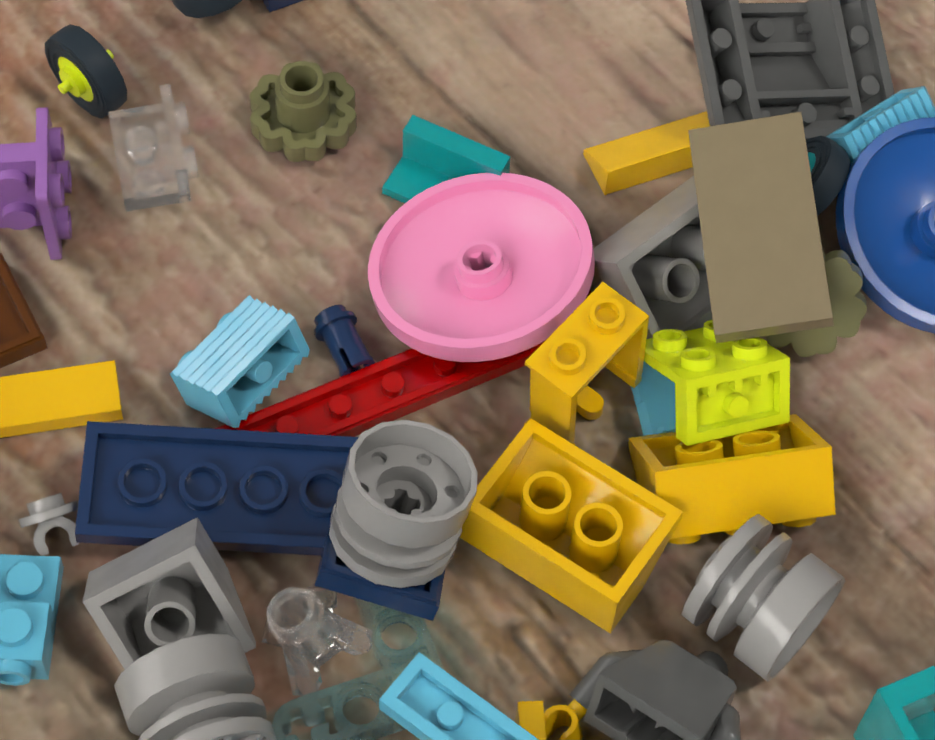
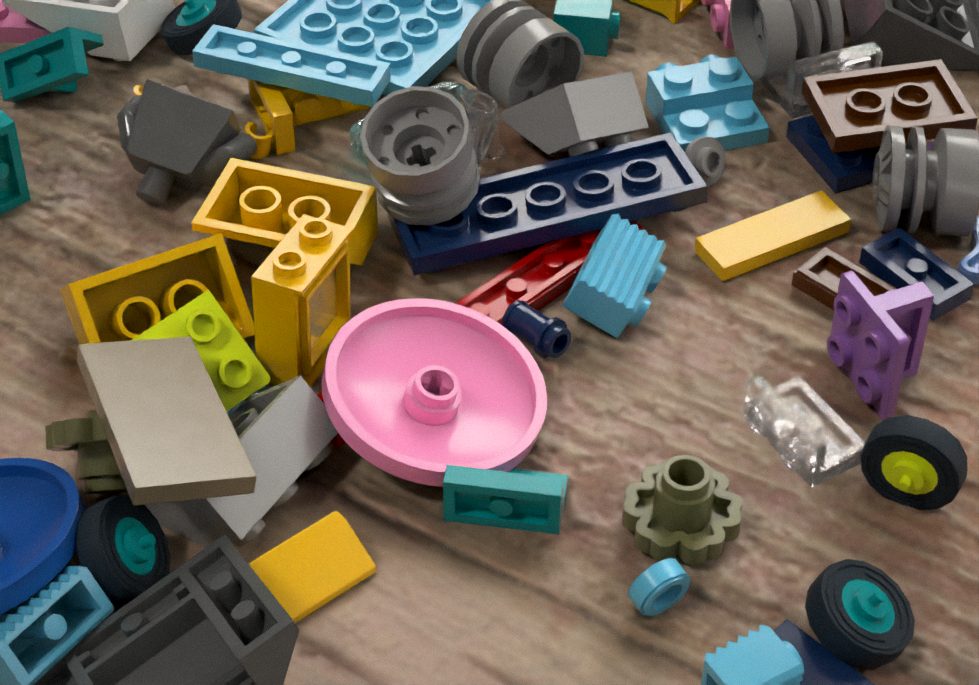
camera: 165 degrees right, 15 degrees down
(358, 49) = (659, 587): none -> medium azure tile
(754, 590) = (112, 205): light grey wheel -> none

